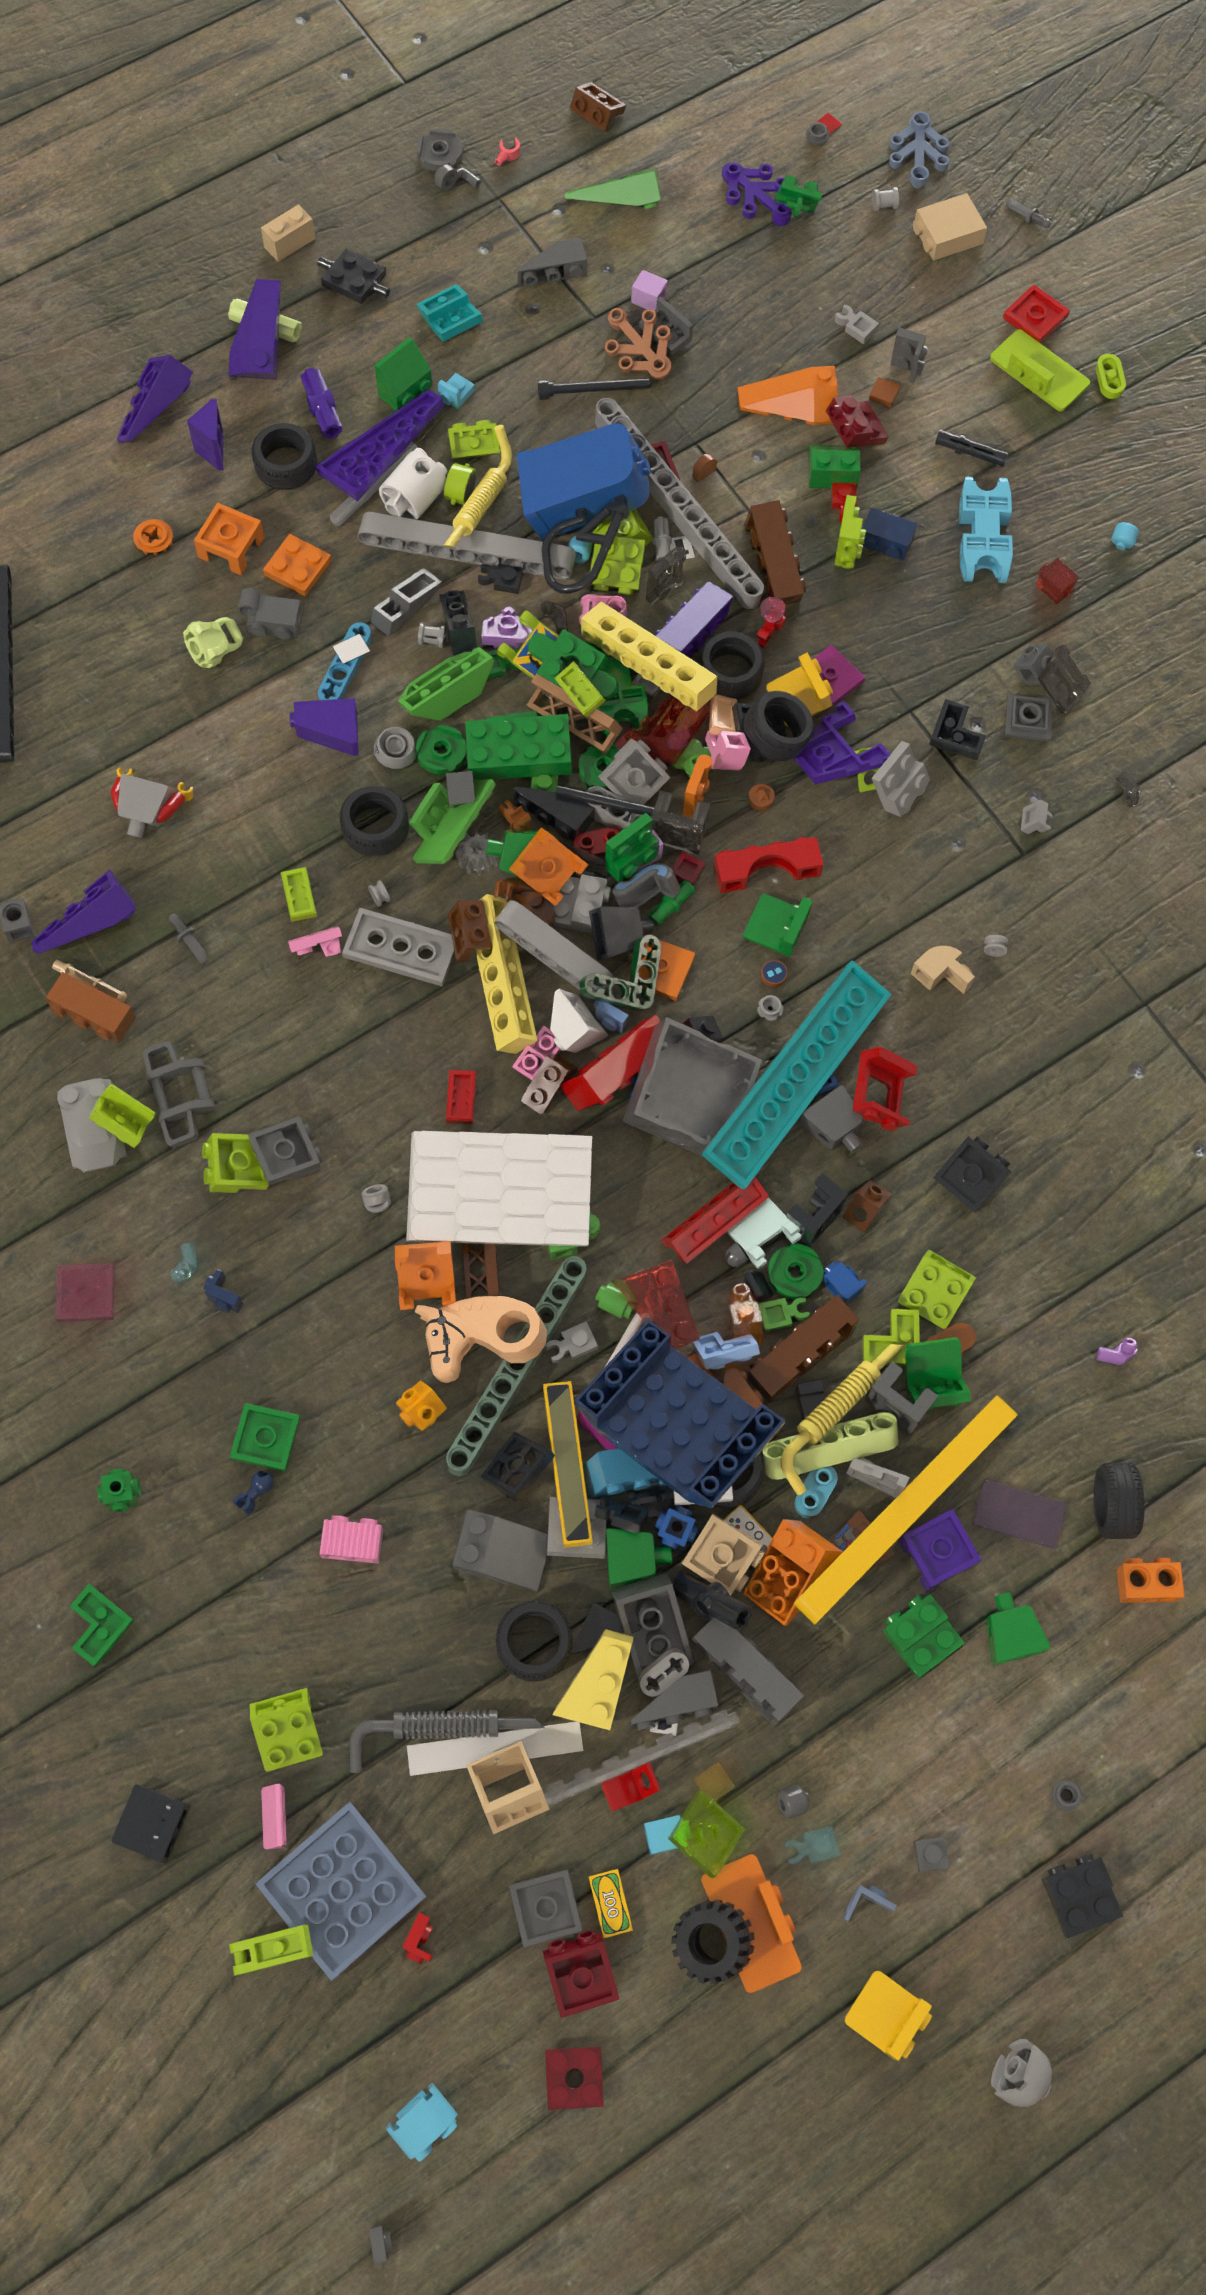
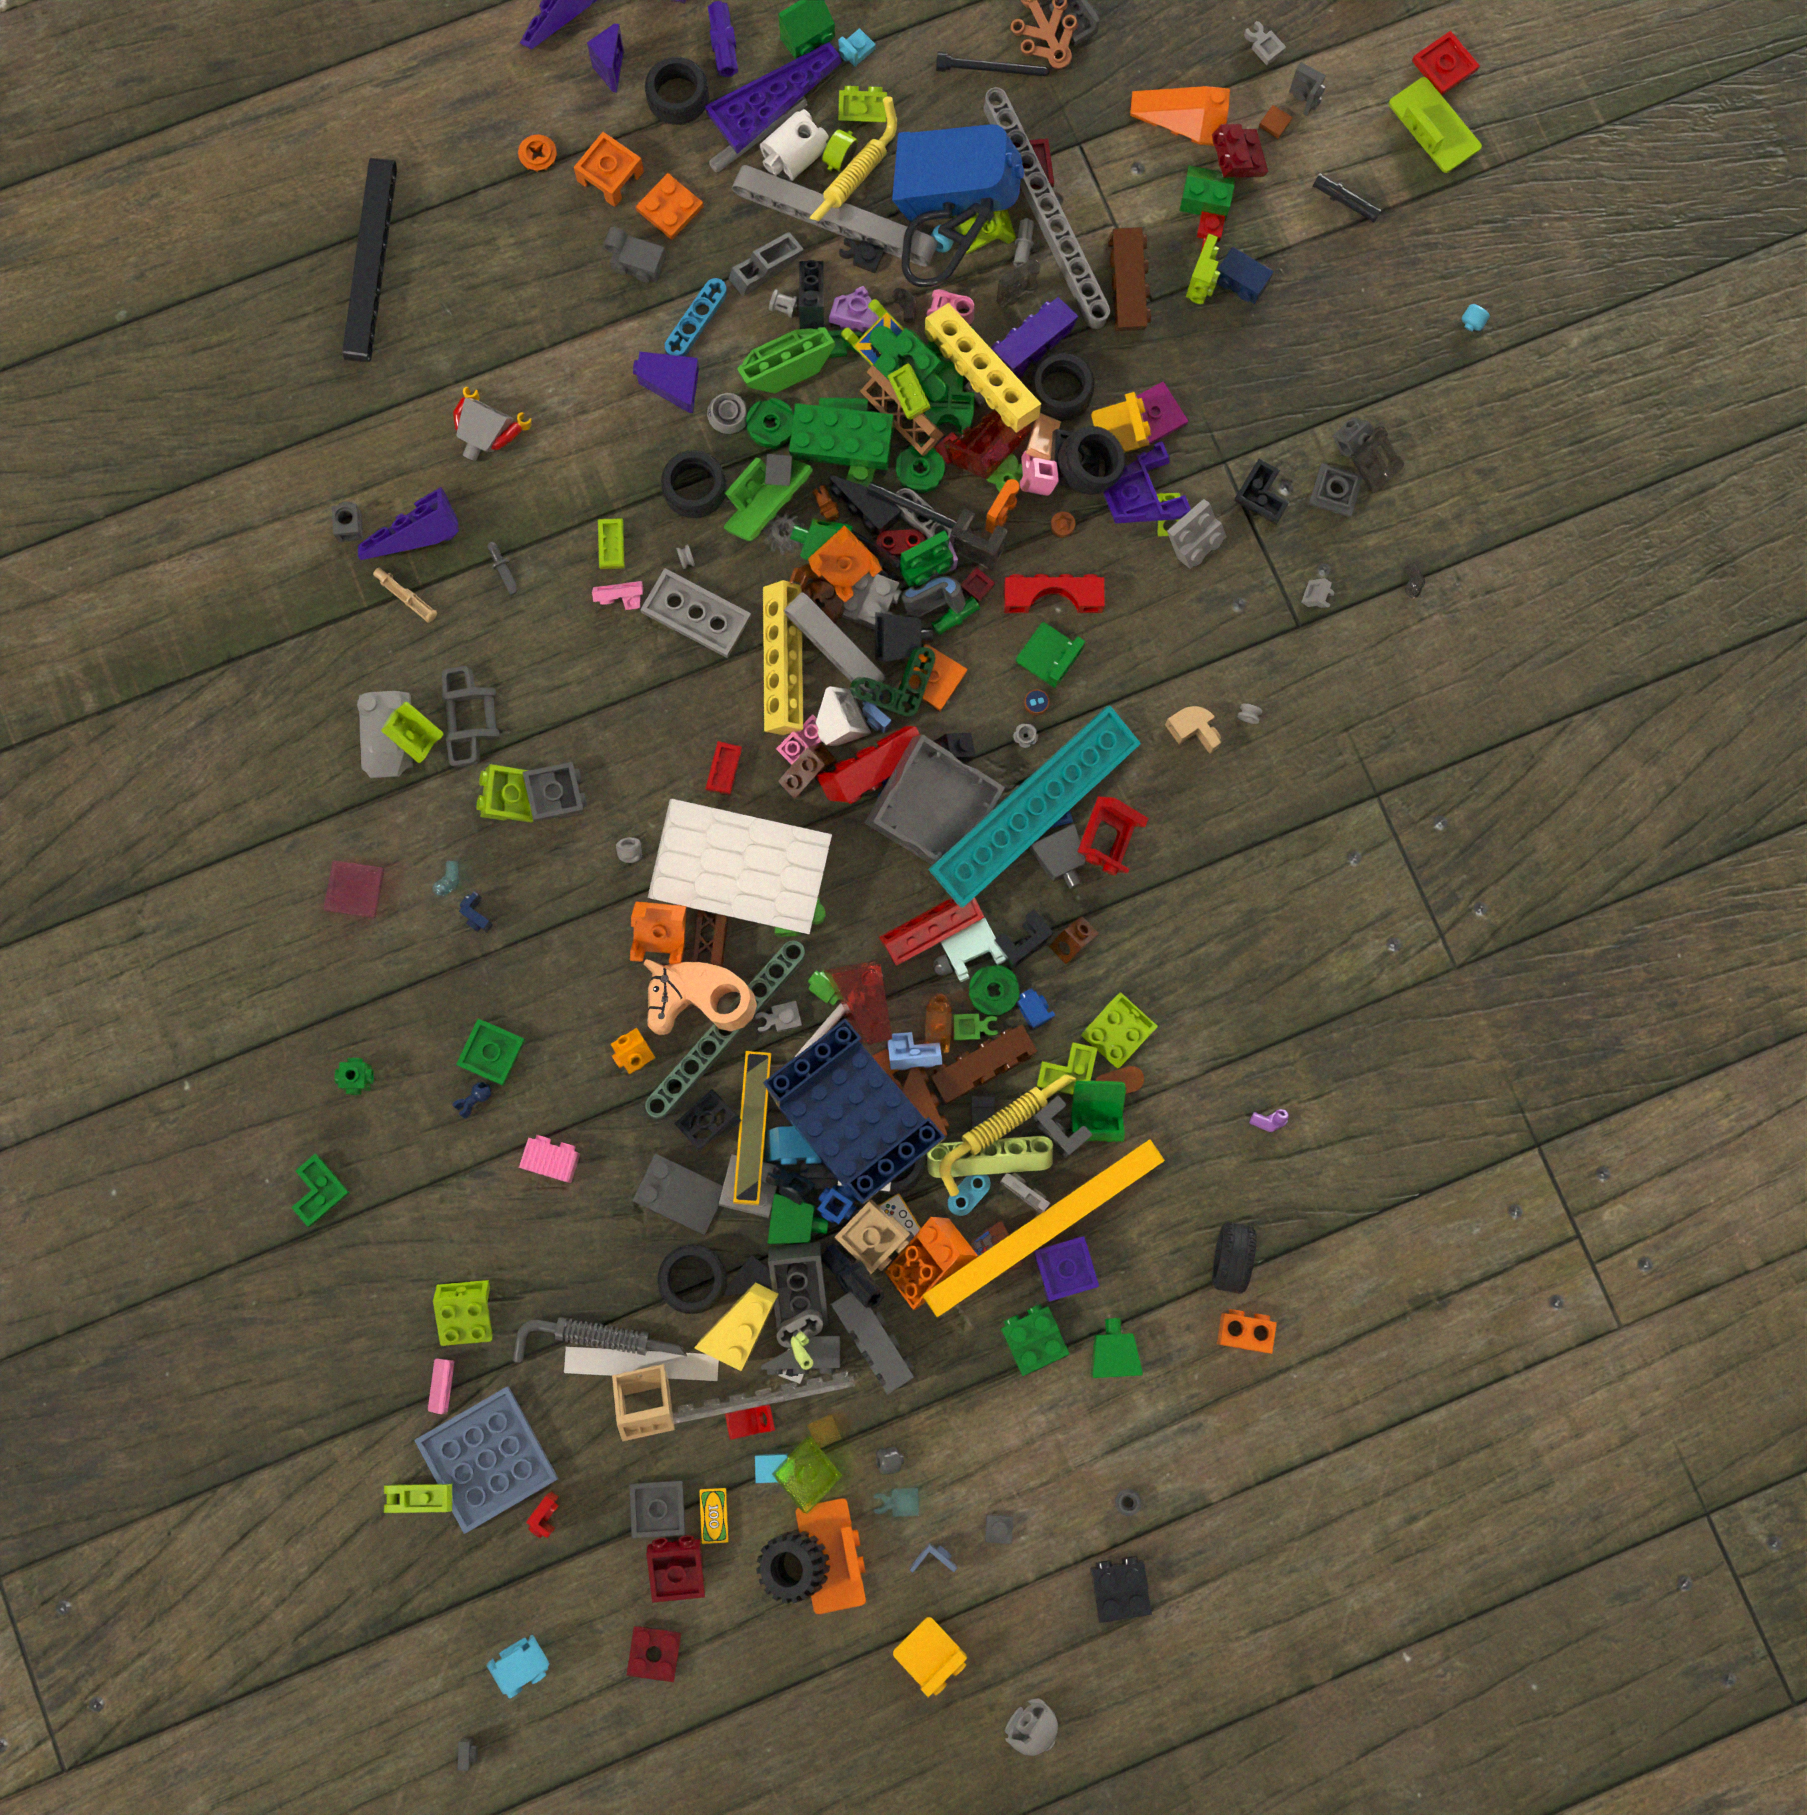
camera: 10 degrees right, 10 degrees up
(90, 1008) = (400, 621): dark orange brick -> none
(150, 1824) = (335, 1371): black bracket -> none
(208, 641) = (571, 274): yellowish green piece -> none
(351, 648) = (704, 304): white sticker -> none
(468, 928) = (760, 610): reddish brown bracket -> none
(621, 567) = (978, 264): lime plate -> none
(634, 773) = (946, 483): light grey plate -> none
(671, 1696) = (800, 1353): none -> yellowish green arm
(683, 542) = (1042, 253): white sticker -> none
(703, 467) = (1080, 172): dark orange tile -> none
(758, 1285) = (957, 997): black slope -> none
(769, 630) = (1113, 348): red plate -> none
(772, 615) = (1112, 344): clear pink plate -> none
(973, 1173) = (1176, 929): black plate -> none
(985, 545) = (1335, 305): medium azure piece -> none
(1019, 1514) = (1146, 1248): piece -> none
(1056, 580) = (1396, 353): clear red brick -> none
(1112, 380) = (1503, 146): lime plate -> none

